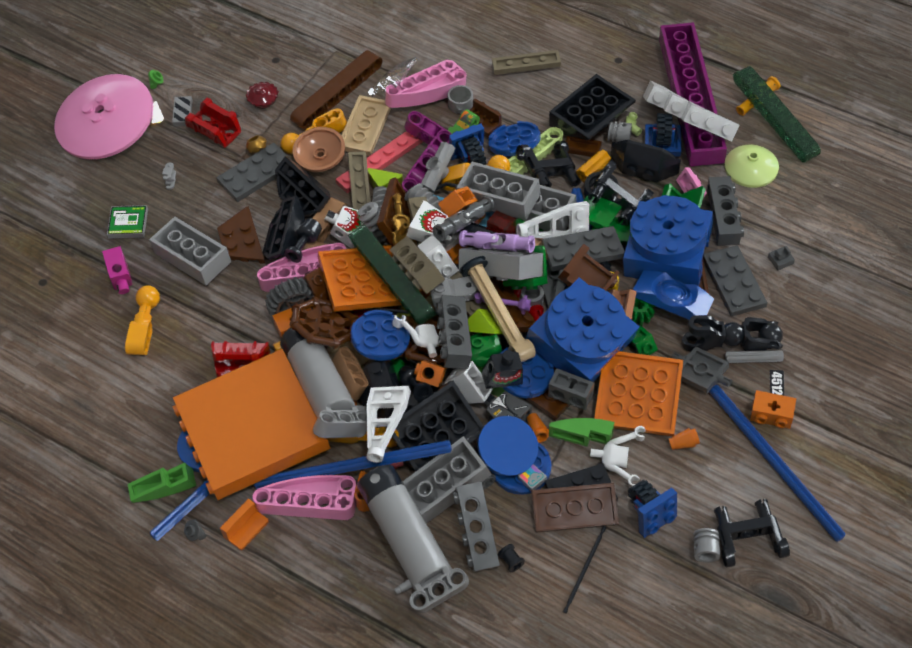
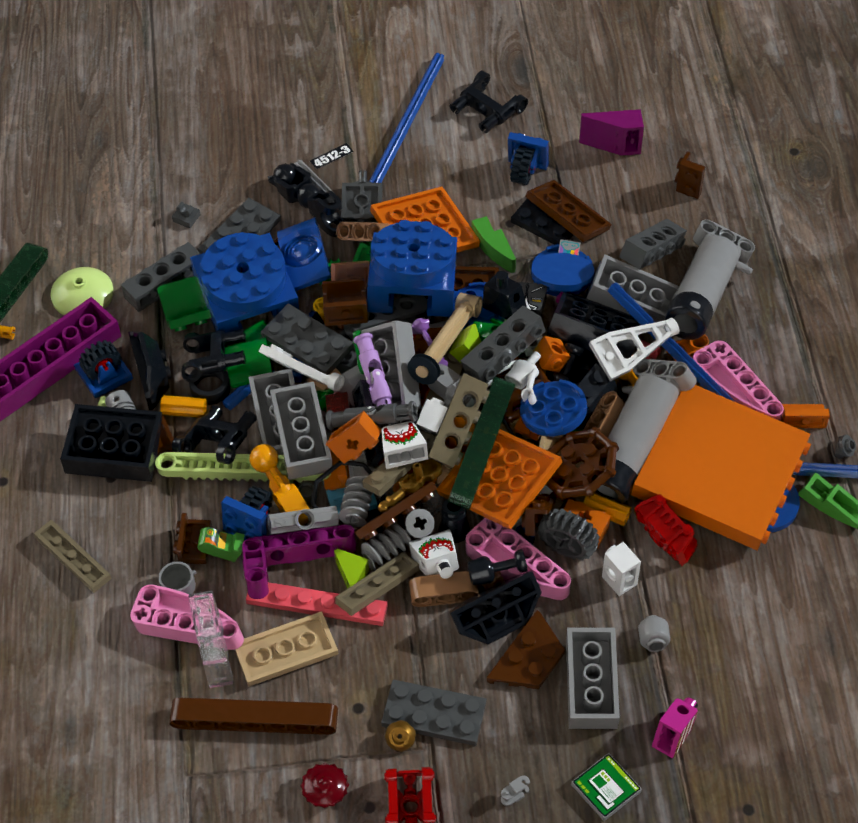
camera: 130 degrees left, 0 degrees up
(140, 329) = (713, 651): light orange beam -> none
(183, 304) = (654, 633): none -> light grey head
(239, 310) = (621, 568): none -> white brick
(296, 181) = (427, 630): black wedge -> none
(317, 143) = (366, 644): nougat dish -> none
(333, 119) = (365, 705): light orange beam -> none
(507, 138) = (199, 489): blue tile -> none
(511, 558) = (649, 219): black bush -> none
(528, 614) = (689, 177): none -> reddish brown bracket
(538, 427) = (521, 272): orange cone -> none
(571, 389) = (471, 257): dark grey brick -> none
(584, 570) = (611, 182): black piece -> none
(617, 456) = (494, 209): white piece -> none
(627, 597) = (613, 131): none -> magenta slope
(659, 342) = (358, 230): none -> medium nougat beam
(684, 439) = (439, 178): orange cone -> none
(688, 180) = (150, 316): bright pink hinge -> none
(689, 111) = (69, 351): white arch -> none
(706, 545) = (521, 118): light grey piece -> none
(773, 409) = (361, 140): orange brick -> none

